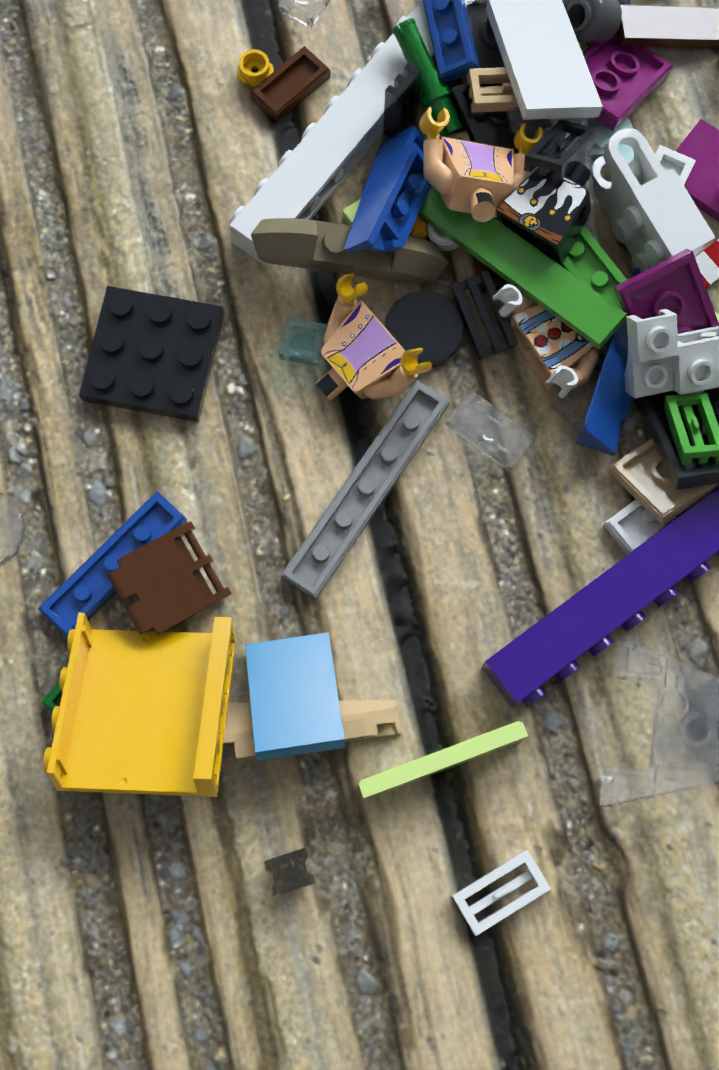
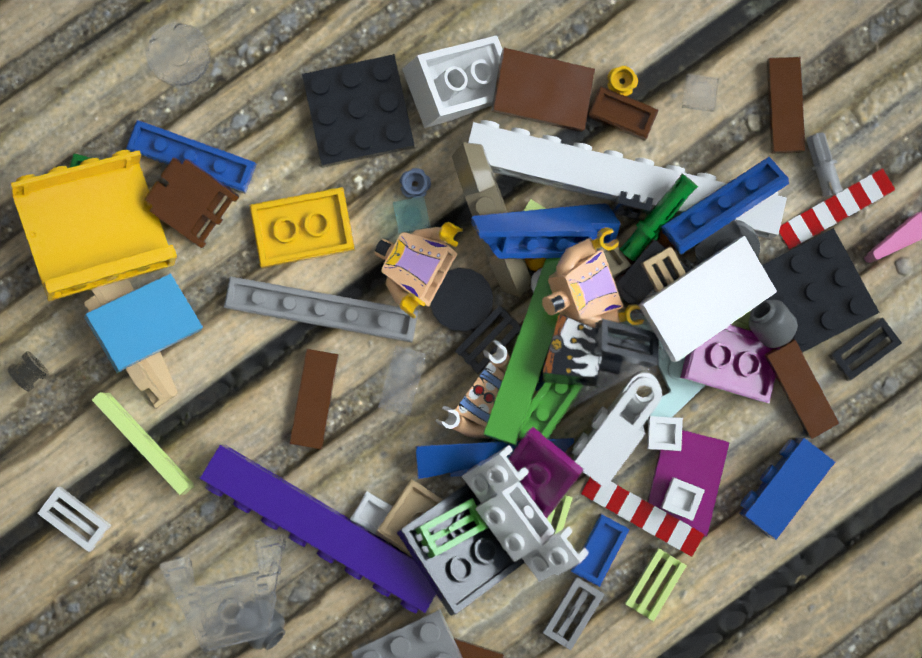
camera: 70 degrees right, 10 degrees up
(172, 230) = (454, 80): none -> white slope
(226, 147) = (543, 90): none -> reddish brown tile
(259, 471) = (302, 227): none -> yellow tile
(263, 315) = (409, 177): none -> sand blue plate
(470, 538) = (314, 399): none -> reddish brown tile

